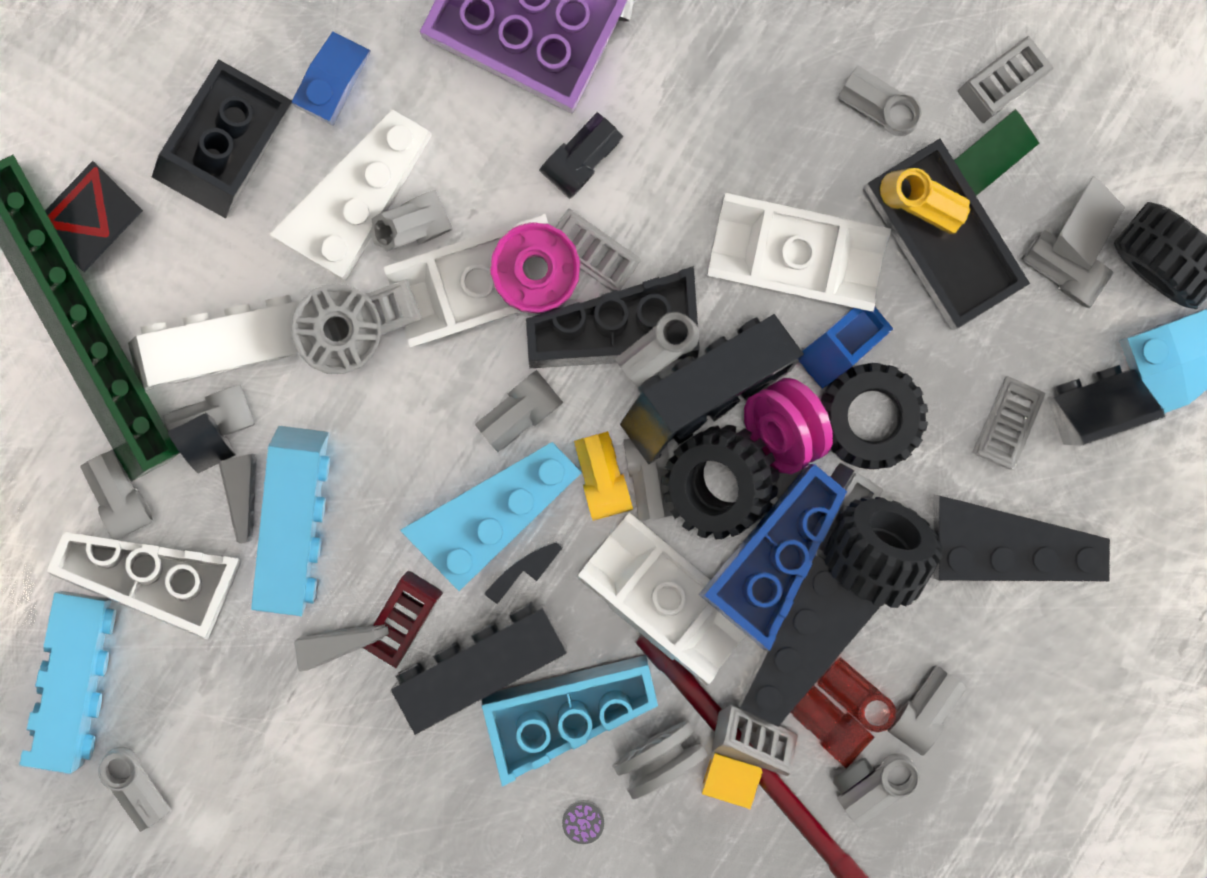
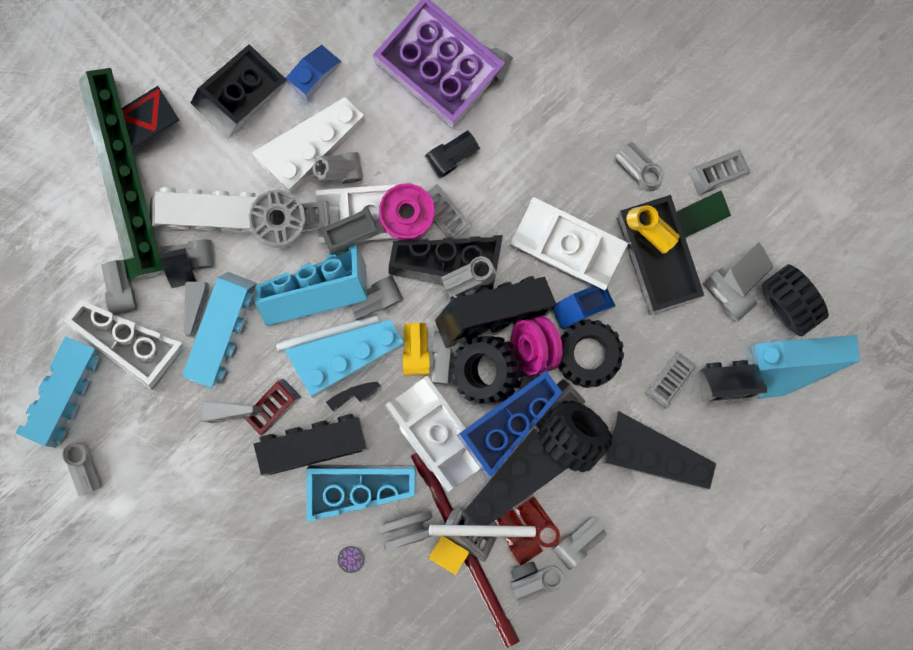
camera: 10 degrees right, 5 degrees down
(421, 421) = (314, 288): none -> medium azure wedge
(453, 319) = (349, 231): none -> dark grey tile
(458, 483) = (328, 332): none -> white bar
(775, 733) = (479, 530): none -> white bar

